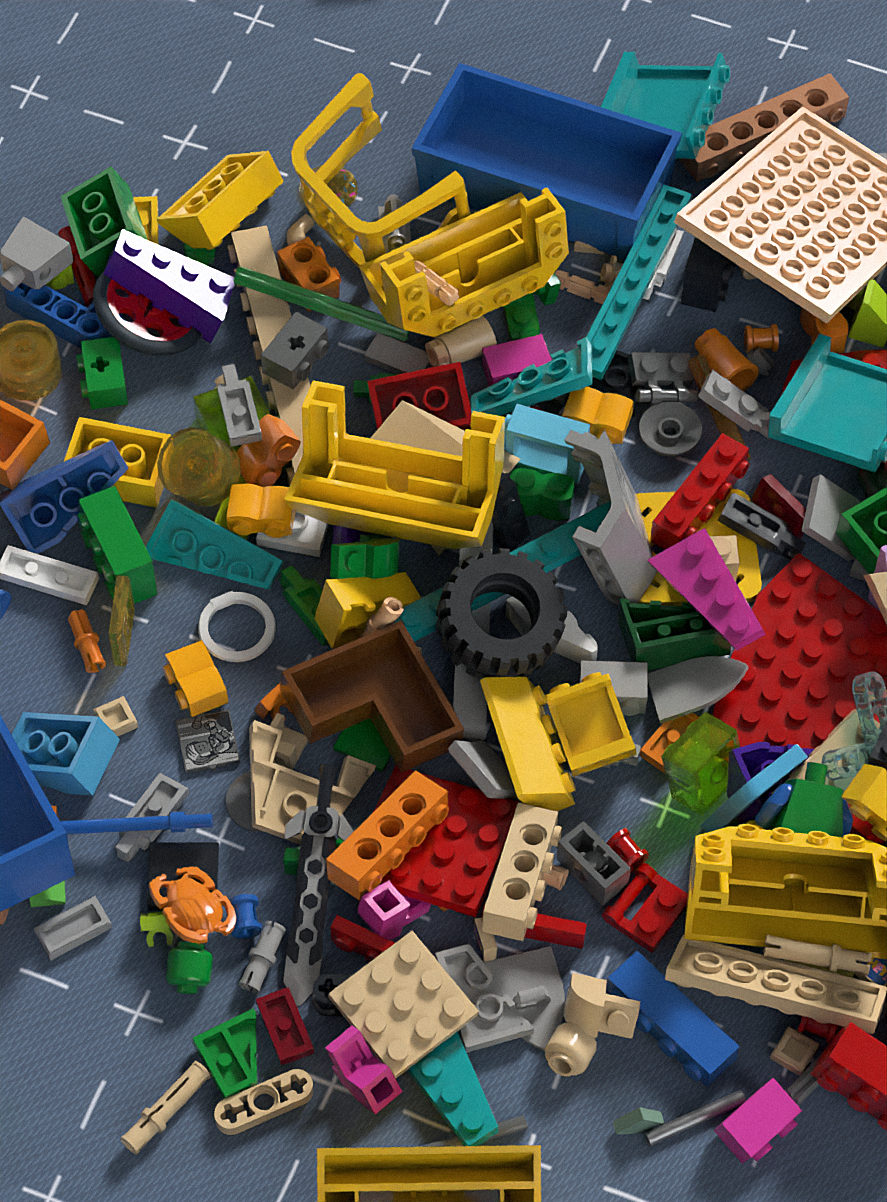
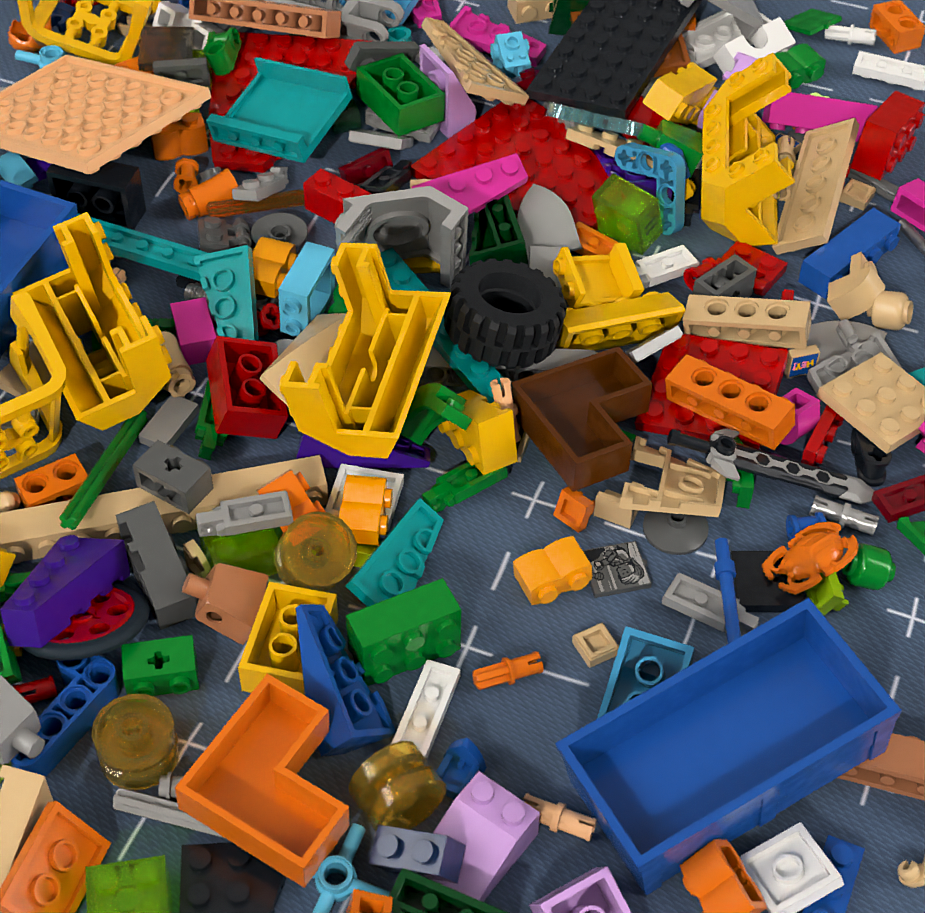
camera: 90 degrees left, 10 degrees down
(121, 621) = (496, 625): clear yellow tile -> none
(166, 407) = (228, 599): none -> nougat torso
(199, 362) = (156, 564): none -> dark grey wedge
(224, 601) = (477, 573): white piece -> none
(437, 285) = (104, 362): light nougat axle -> none
(637, 807) = (665, 265): none -> white hinge

